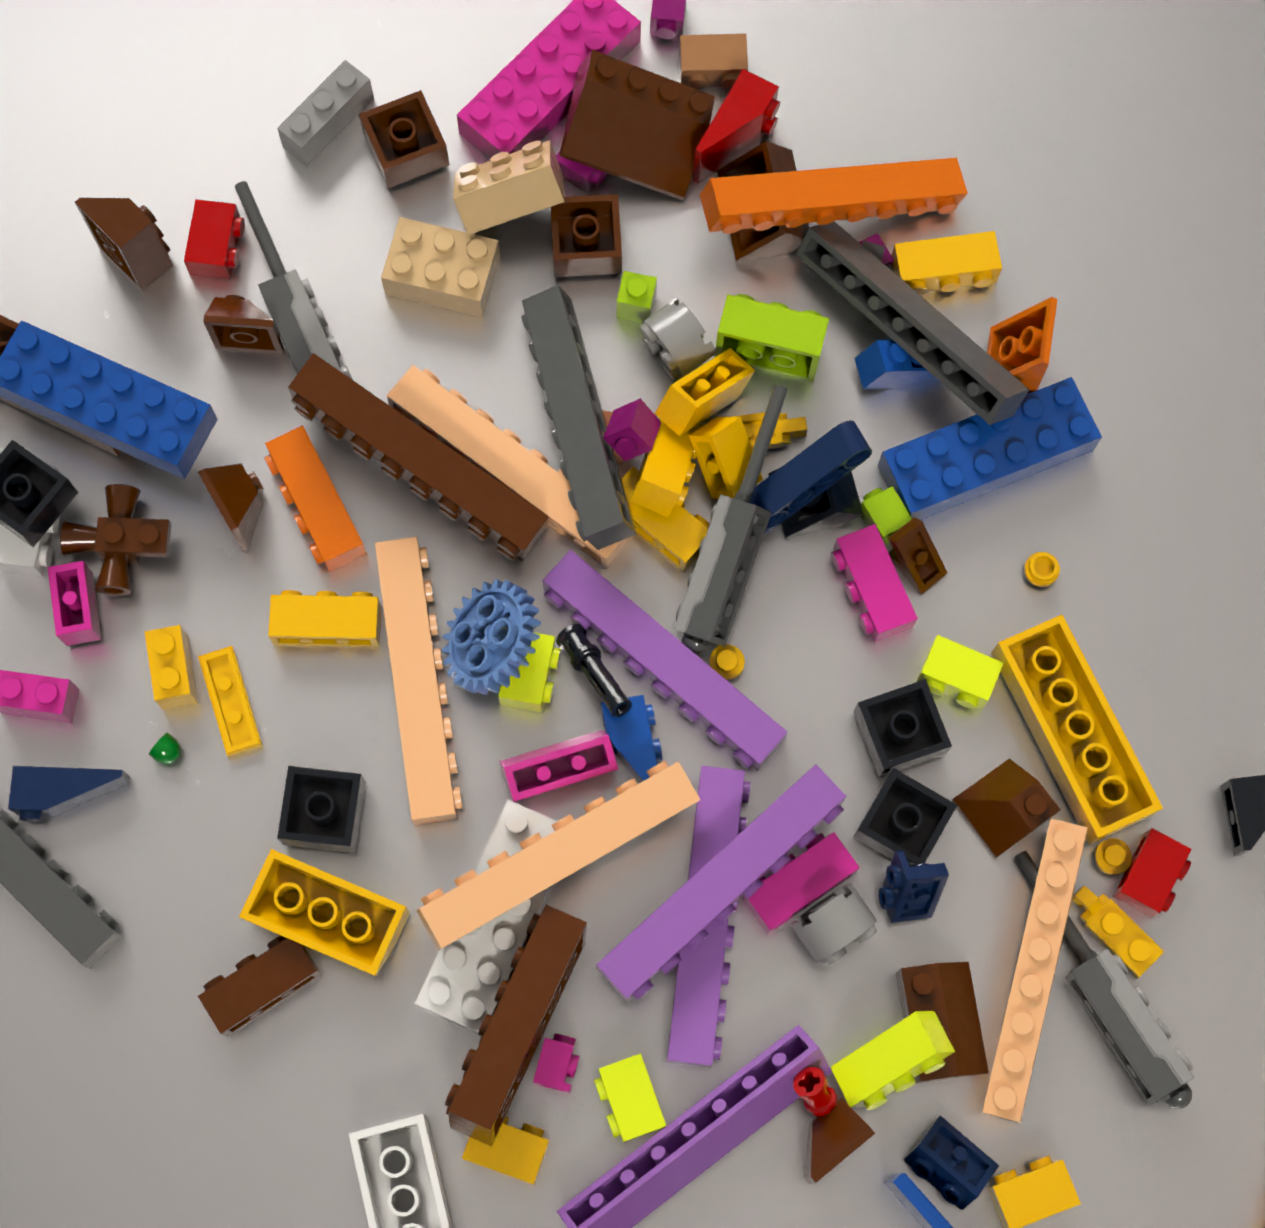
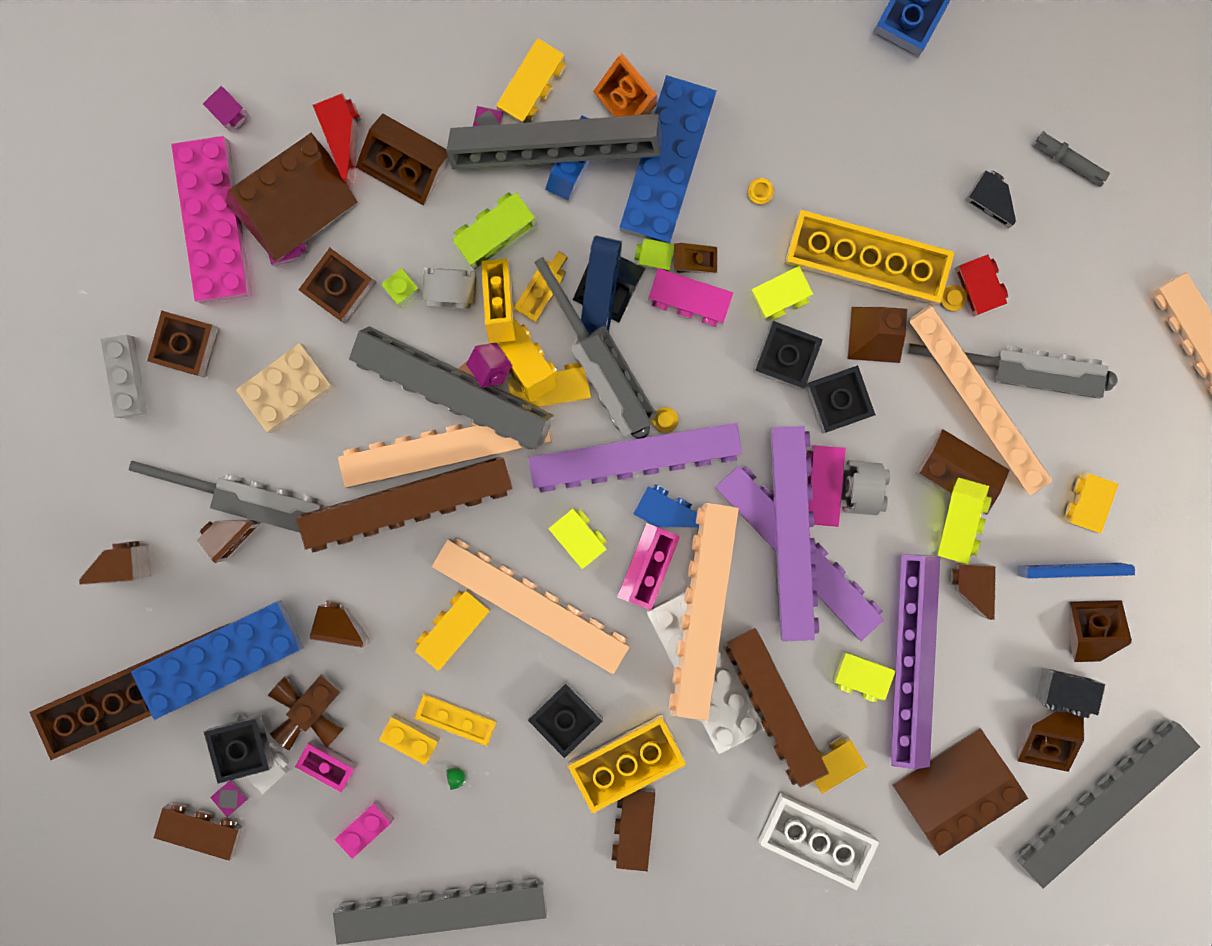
camera: 45 degrees left, 15 degrees up
(56, 789) = (427, 861): dark blue slope -> none
(213, 239) = (154, 509): red brick -> none
(315, 498) = (372, 577): orange brick -> none
(491, 637) = (544, 545): medium blue gear -> none
(508, 186) = (271, 309): tan brick -> none
(556, 1063) = (812, 700): dark pink brick -> none
(587, 659) = (600, 500): black pin -> none
(712, 59) = (283, 109): medium nougat brick -> none
(723, 454) = (545, 322): yellow brick -> none
(813, 1088) = (944, 576): red bush -> none
(832, 195) = (438, 118): orange brick -> none
(911, 891) = (882, 431): dark blue bracket -> none
(951, 1163) = (1040, 532): dark blue bracket -> none
(1117, 931) = (995, 332): yellow hinge -> none

